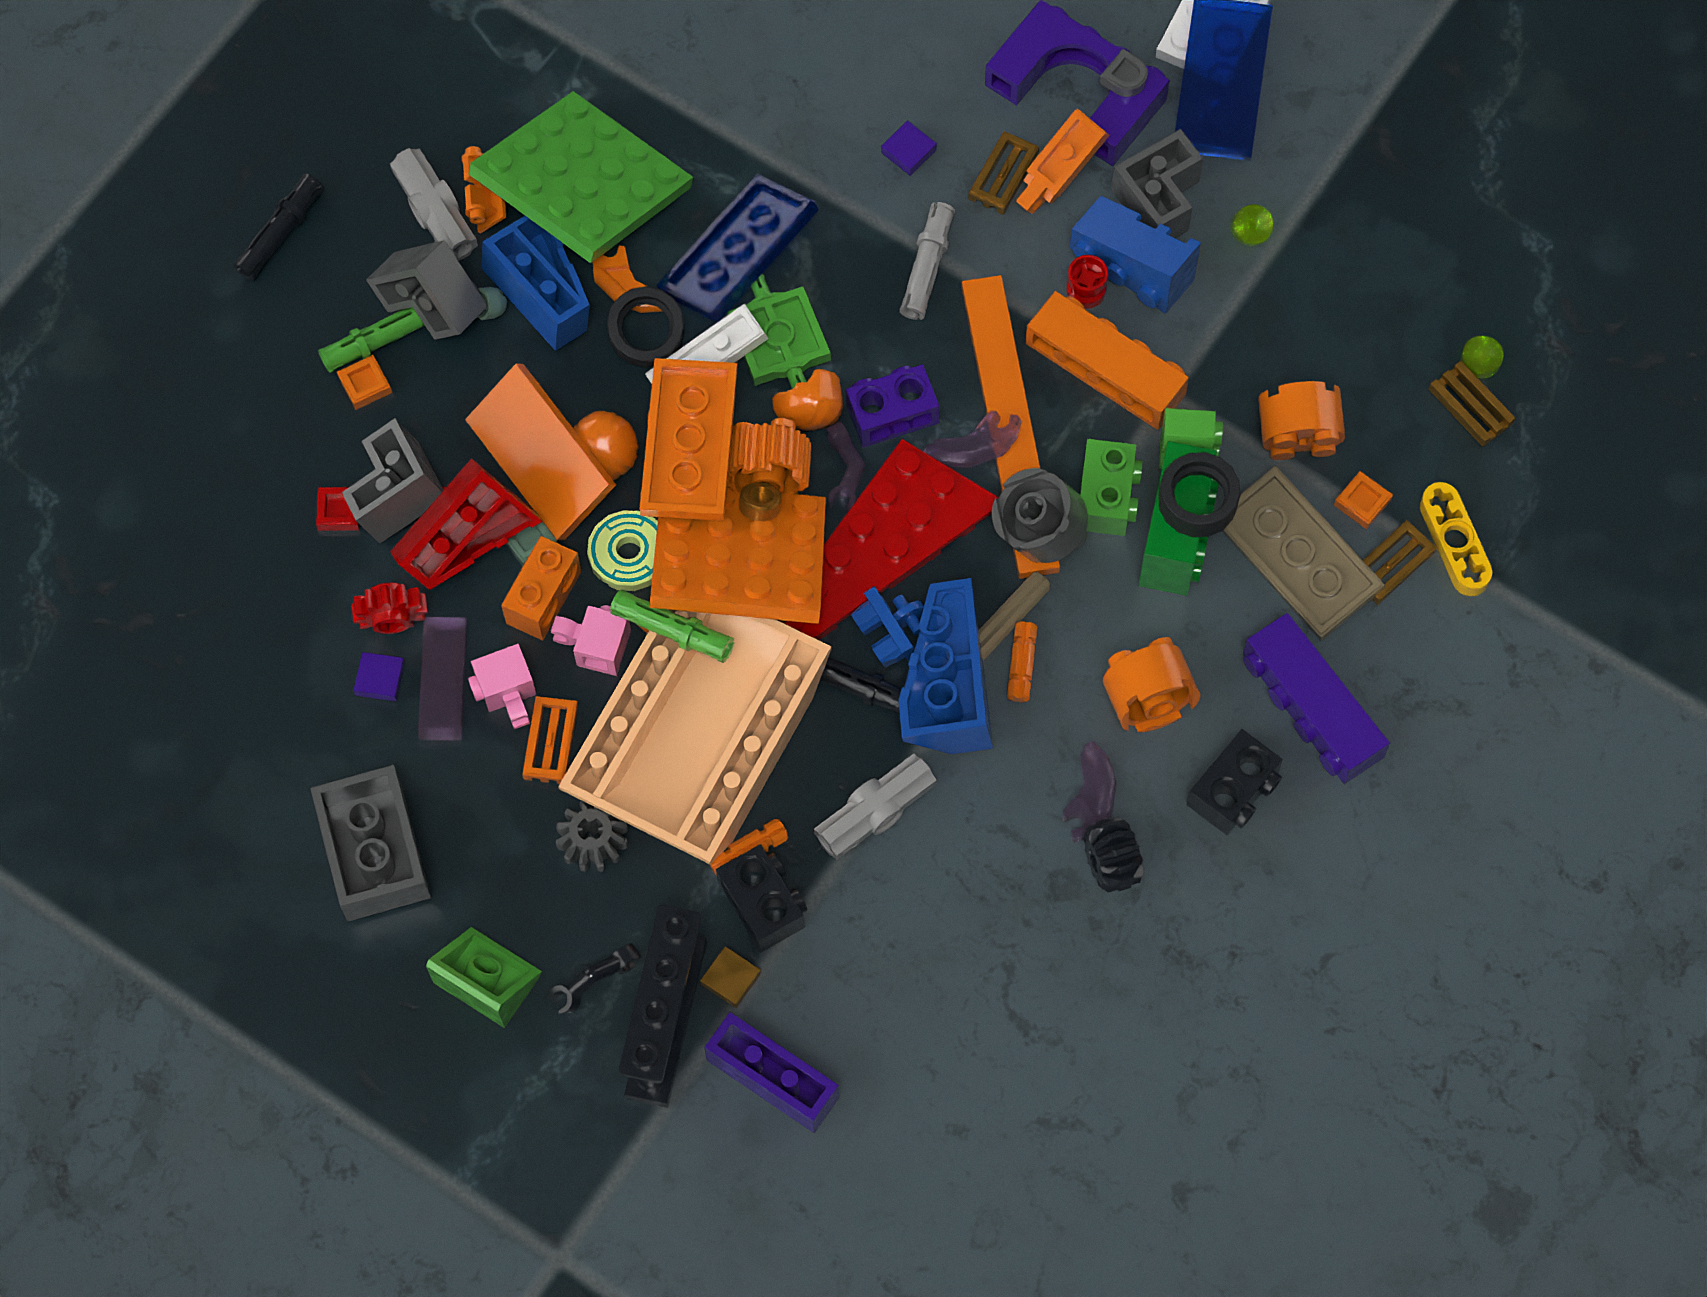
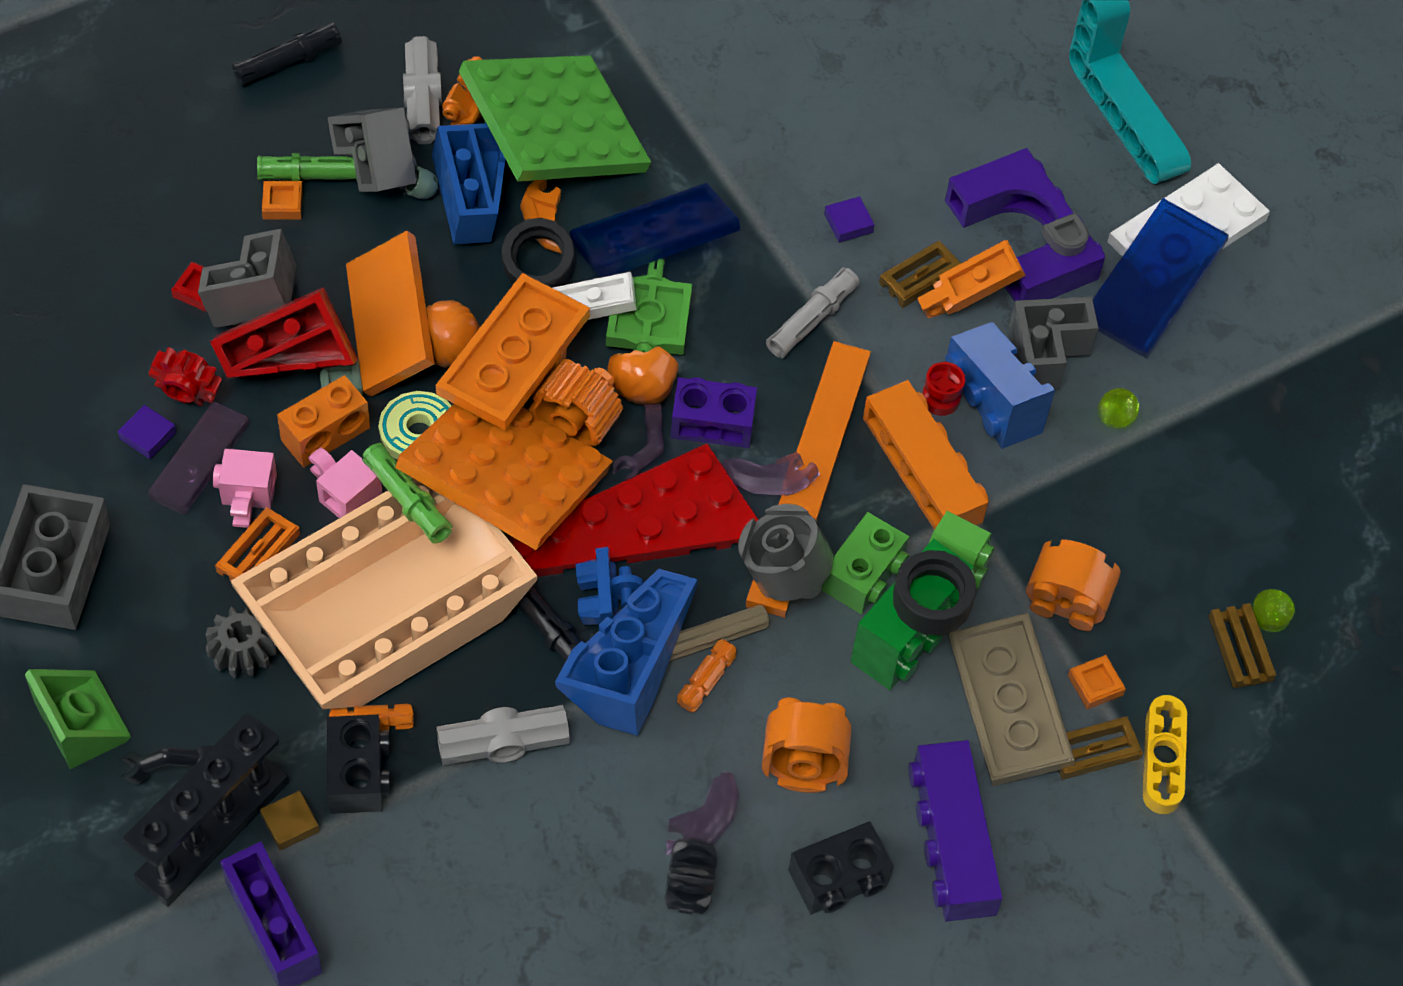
camera: 20 degrees right, 10 degrees down
(760, 501) = (548, 432): pearl gold tile -> none

